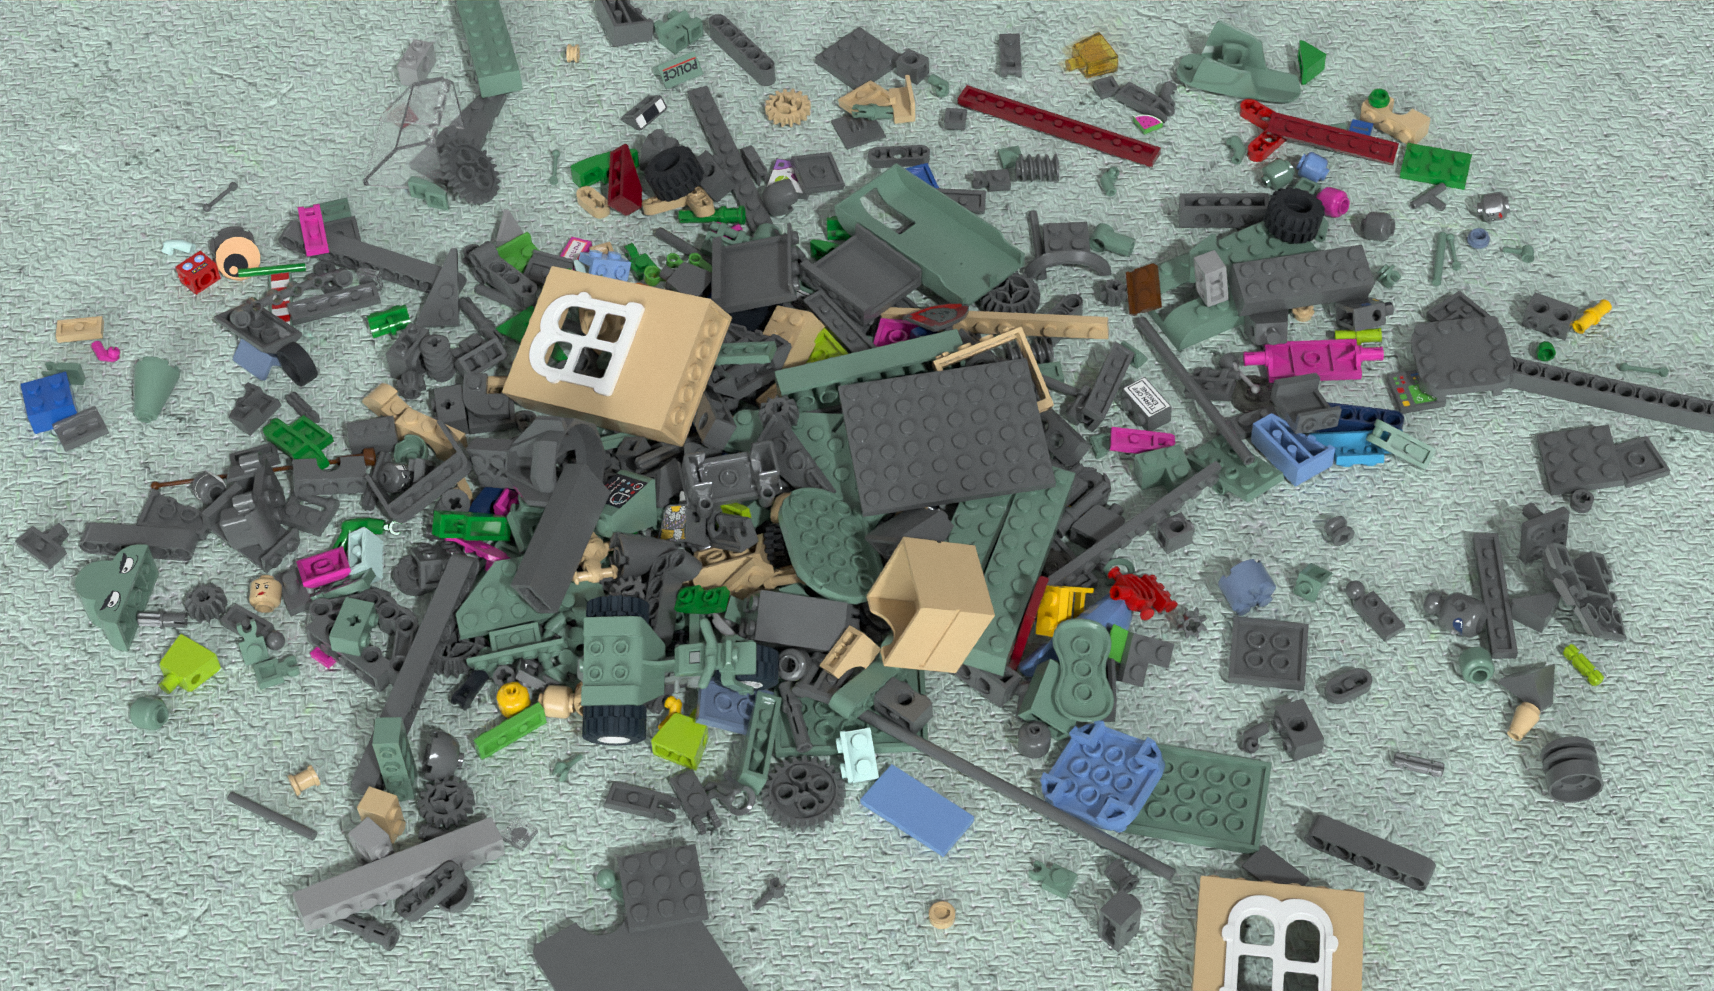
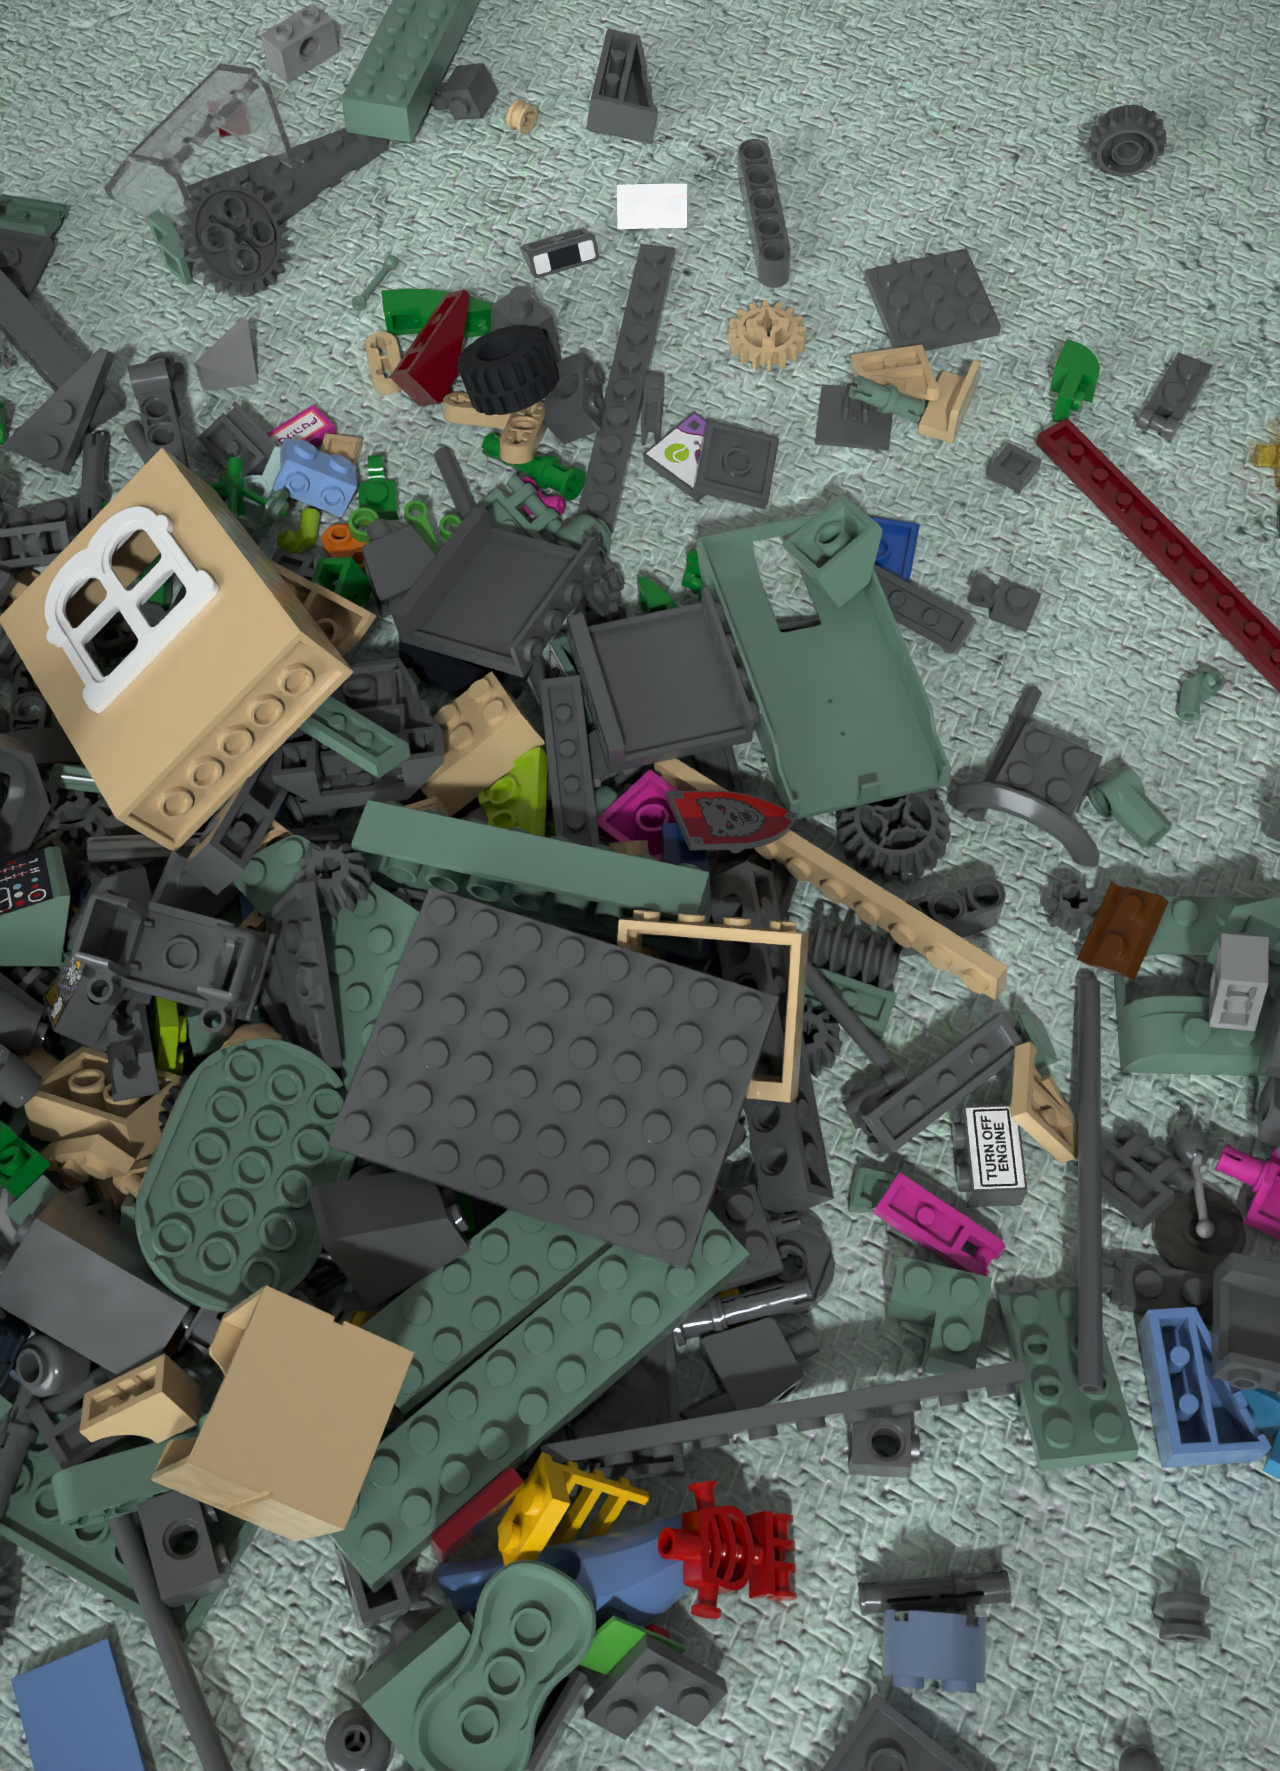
camera: 30 degrees right, 10 degrees up
(518, 251) = (212, 394): bright green bracket -> none
(533, 52) = (466, 92): none -> dark grey brick
(678, 30) = (693, 143): sand green hips -> none
(779, 197) = (645, 480): dark grey helmet -> none
(858, 756) = (53, 1593): light aqua bracket -> none
(891, 151) = (891, 506): dark grey beam -> none
(905, 183) = (837, 549): none -> sand green slope
(912, 64) = (1003, 349): dark grey brick -> none
(941, 85) = (1030, 401): sand green arm -> none
(958, 65) = (1074, 379): none -> green brick
(1009, 156) = (1061, 574): sand green tile -> none
(1037, 167) = (1088, 615): dark grey piece -> none
(1118, 561) = (756, 1490): sand green piece -> none
(1155, 373) = (1040, 1107): none -> tan wing
(1194, 630) = (791, 1661): dark grey gear -> none
(1210, 586) = (935, 1592): none -> dark grey pin
(1311, 581) = (1070, 1698): sand green bracket -> none

